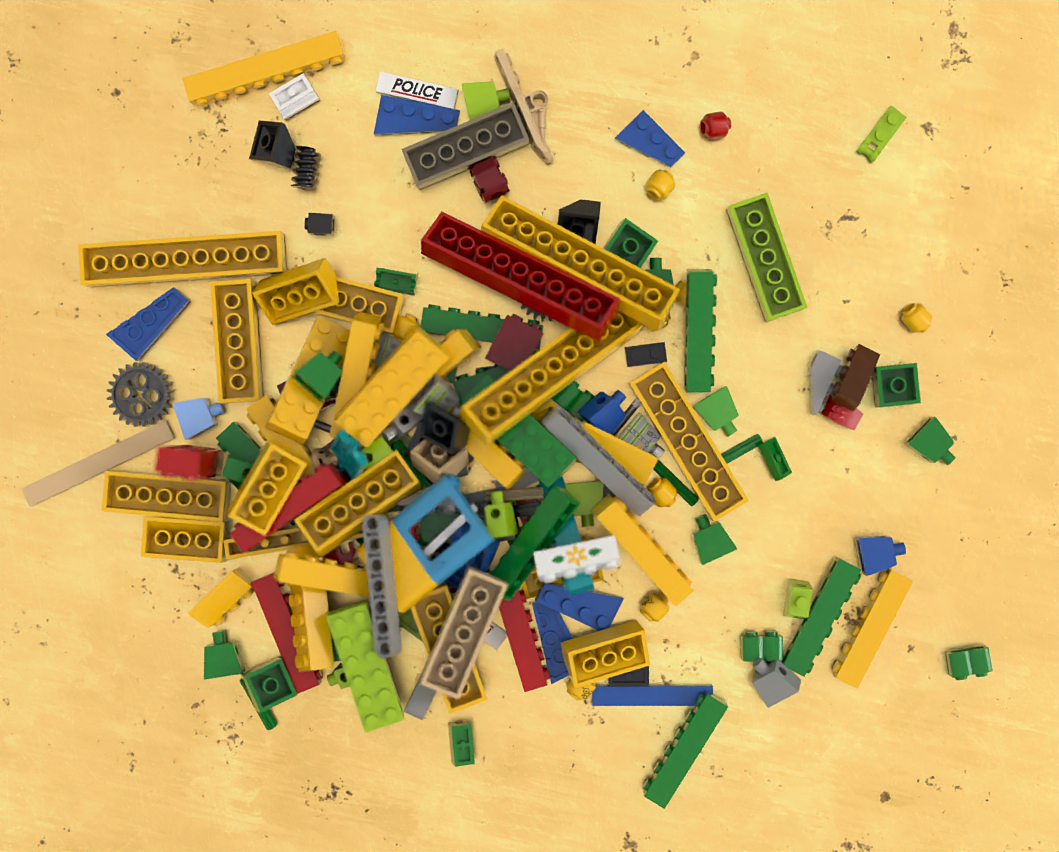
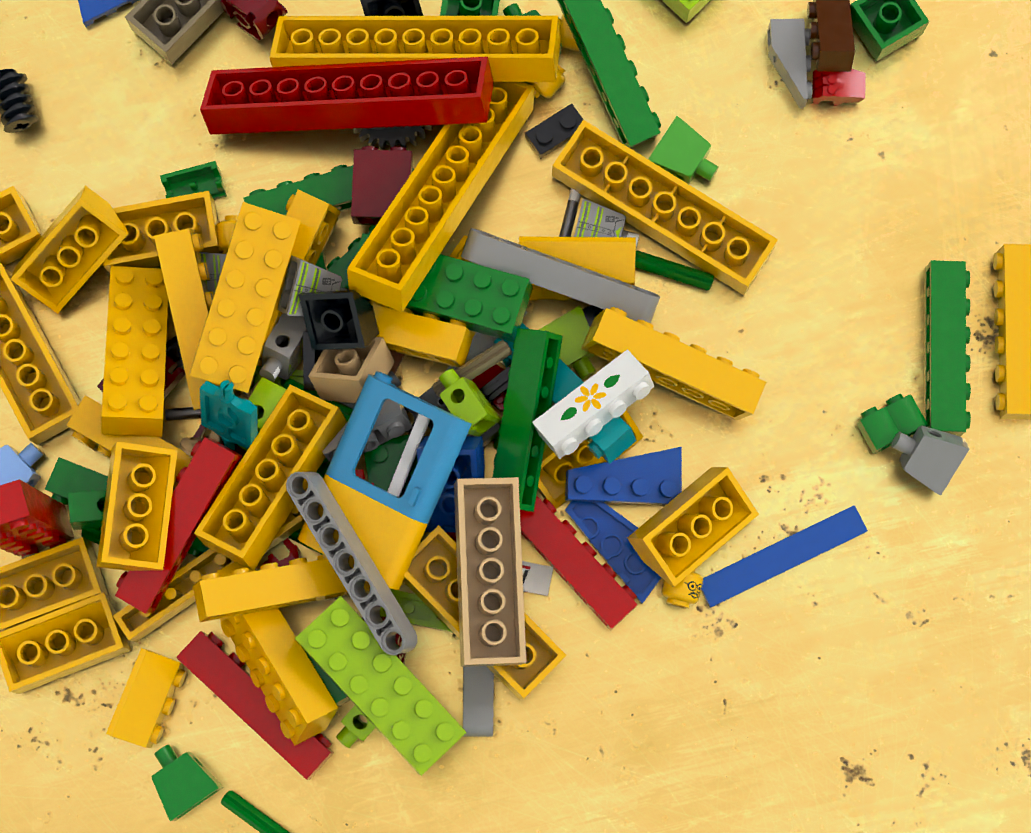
camera: 25 degrees left, 10 degrees down
(269, 684) = (262, 785): green brick -> none
(319, 374) = (142, 329): green torso -> none
(320, 224) = (64, 160): black brick -> none
(461, 744) = (560, 742): green hinge -> none
(573, 399) = (501, 222): green brick -> none
(604, 411) = (537, 215): blue torso -> none
(634, 678) = (743, 544): black plate -> none
(654, 607) = (726, 437): yellow head -> none
(663, 492) = (666, 285): yellow head -> none
(685, 749) = (861, 604): green brick -> none
(711, 540) = (756, 318): green torso -> none
(742, 448) = (739, 185): green axle -> none
(775, 459) = (784, 179): green plate -> none
(798, 599) = (906, 339): lime torso -> none
(878, 553) = (974, 233): blue torso -> none
(932, 442) = (969, 68): green torso -> none

